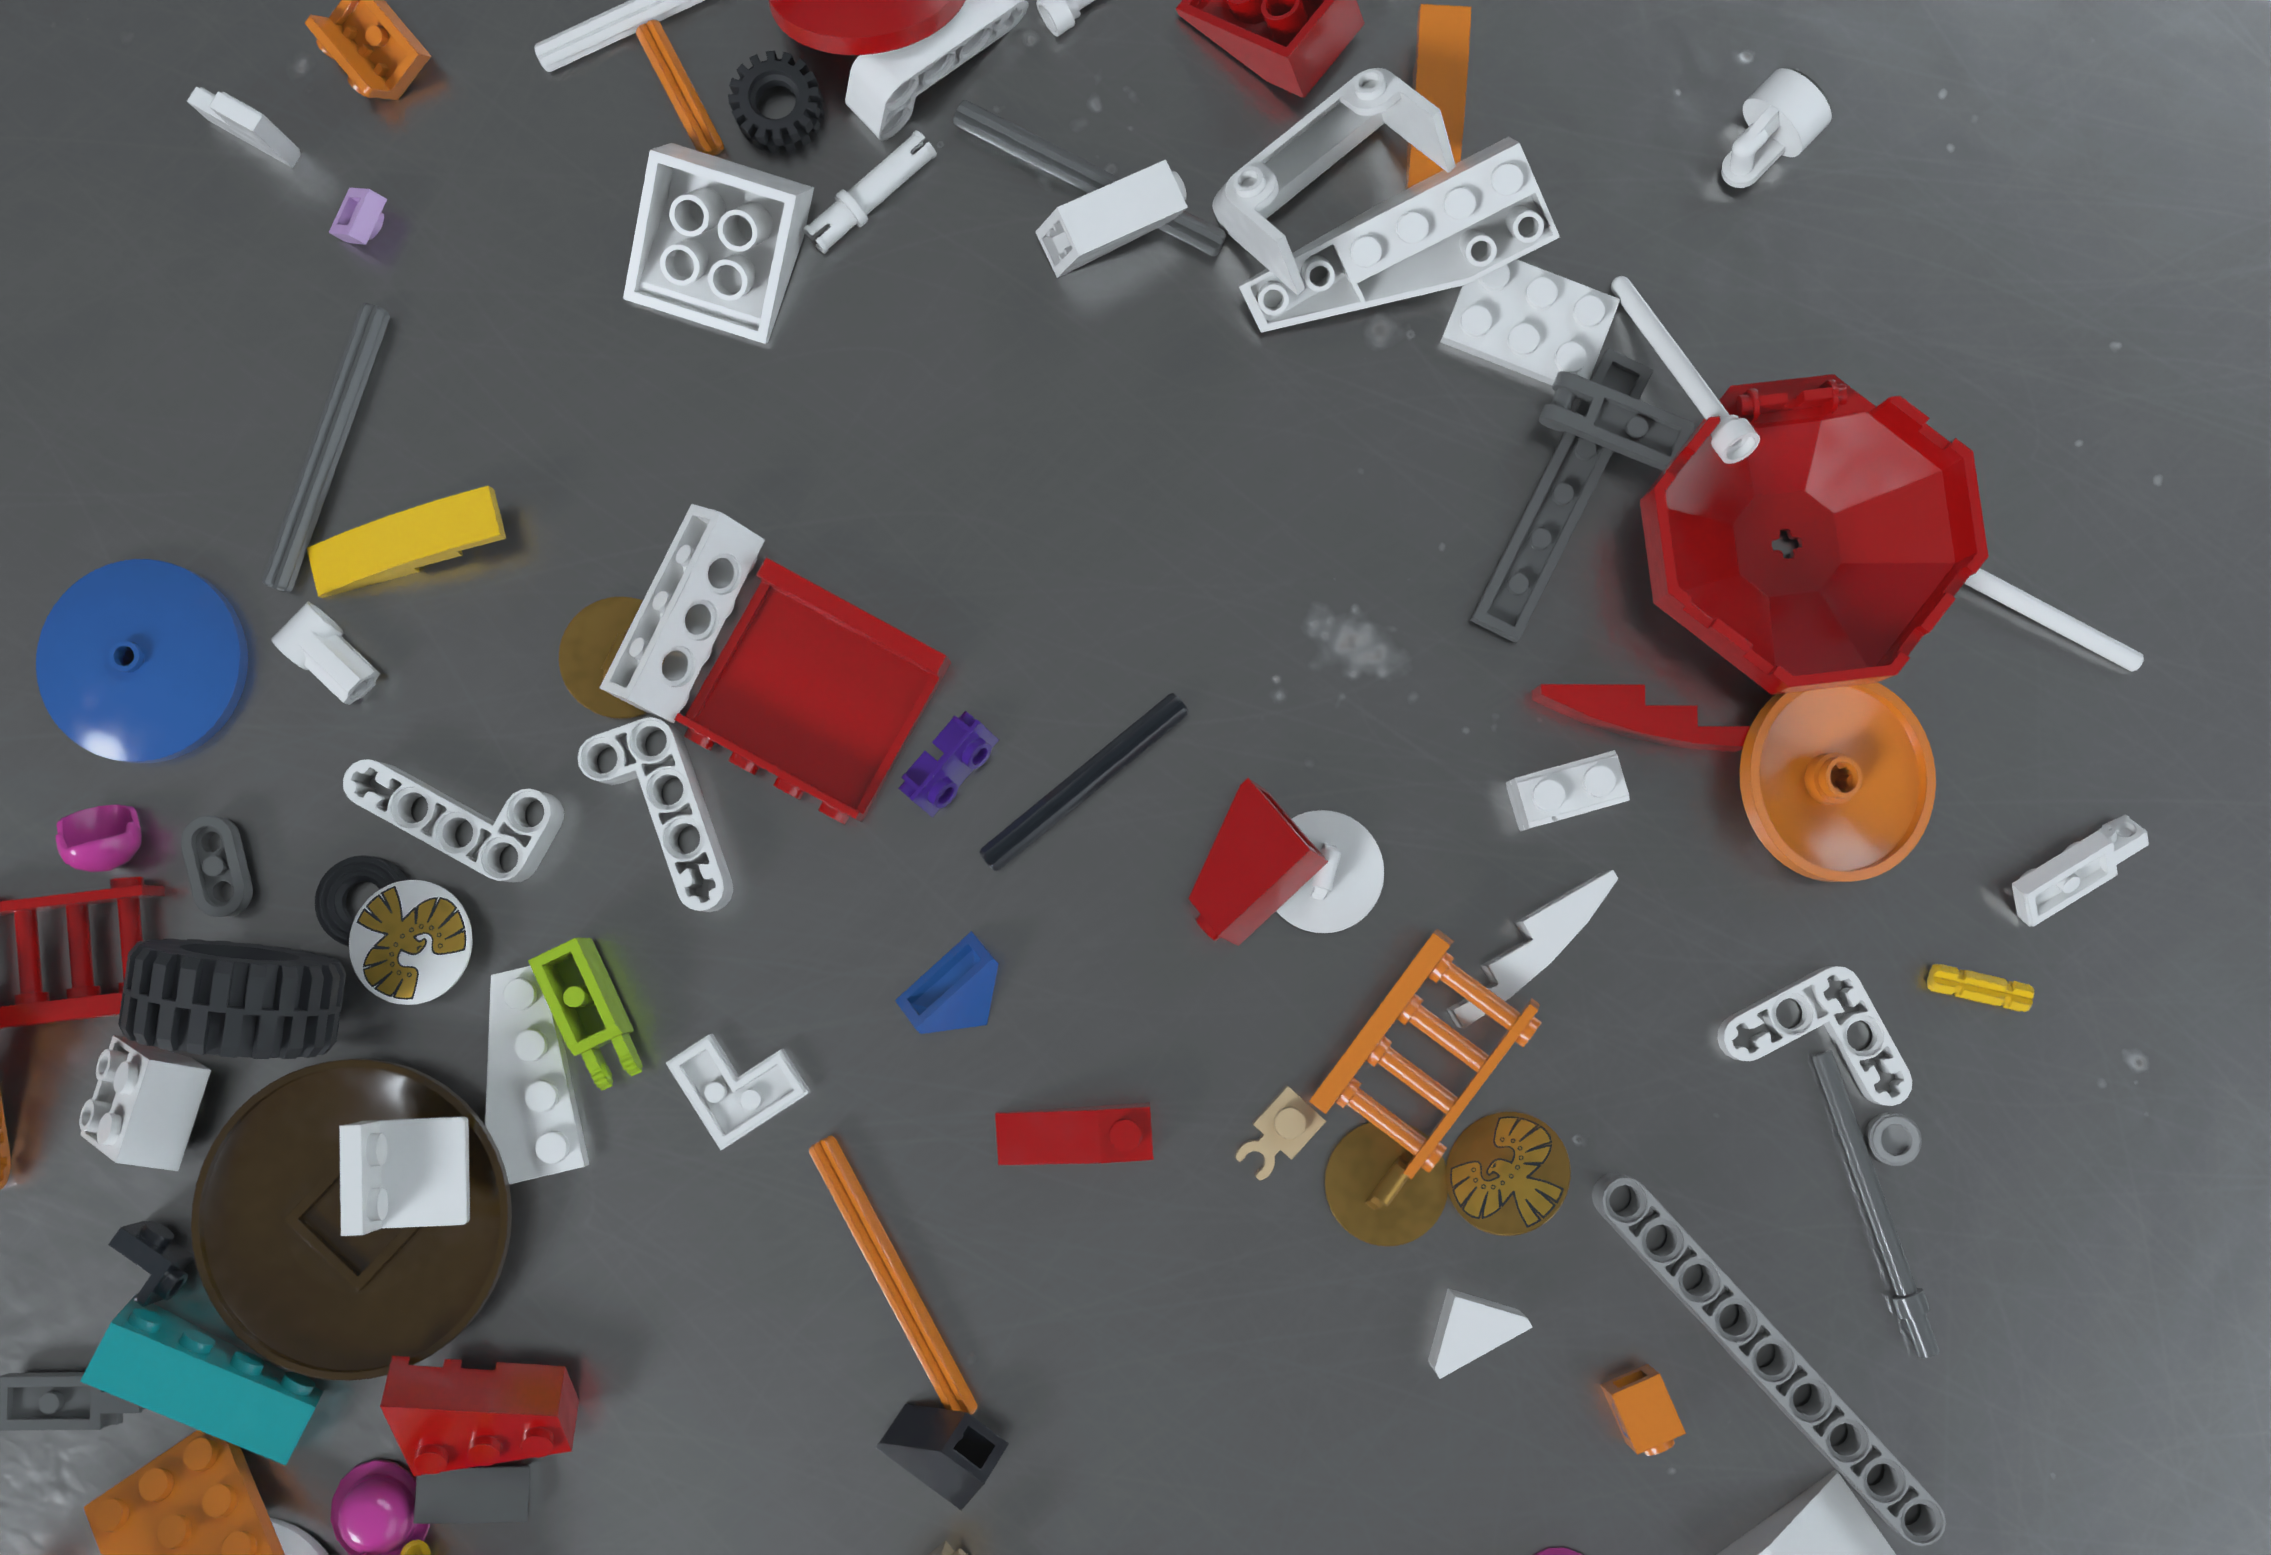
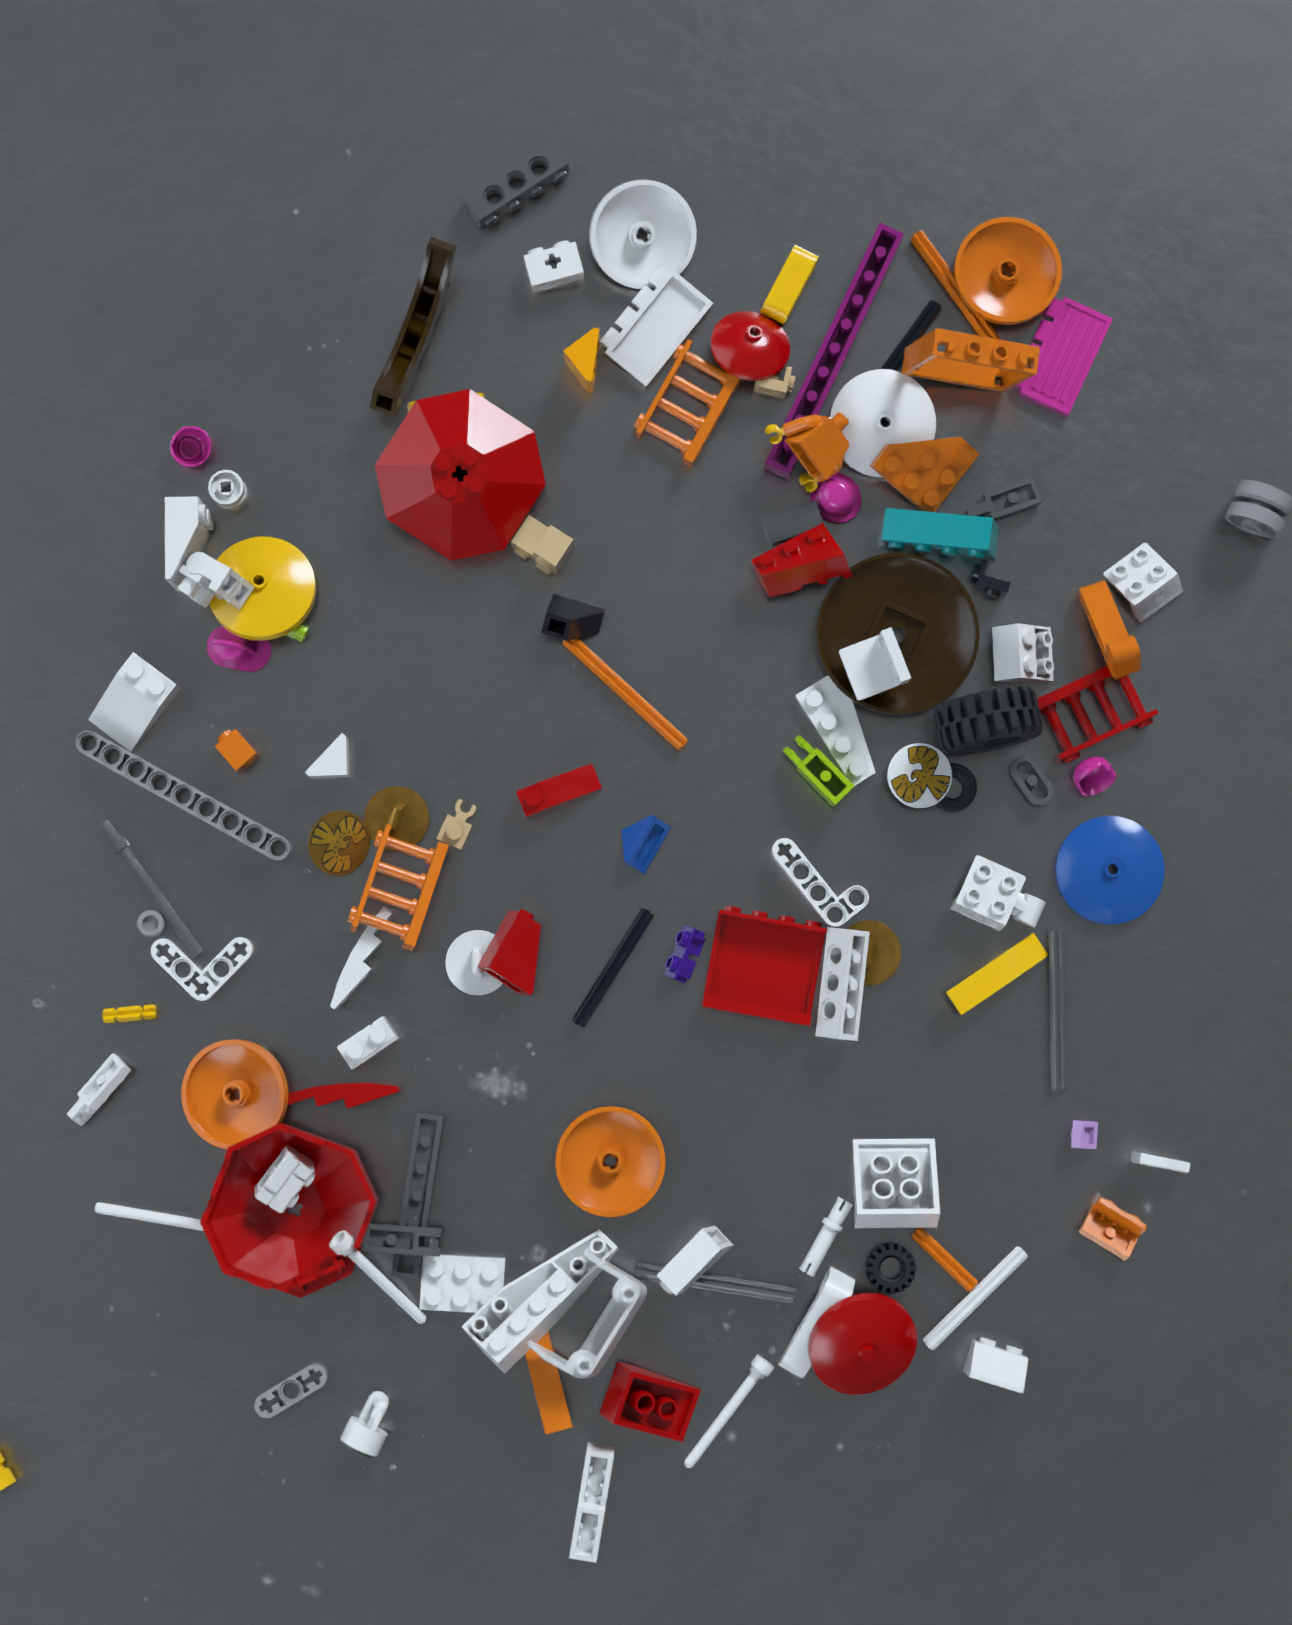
camera: 155 degrees right, 0 degrees up
(364, 686) = (989, 893): none -> white bracket
(447, 814) = (926, 844): white beam -> none
(730, 1102) = (731, 750): white tile -> none
(1212, 393) = (605, 1188): none -> orange dish
(1797, 591) = (285, 1179): none -> white brick
(1902, 221) = (269, 1394): none -> light grey beam

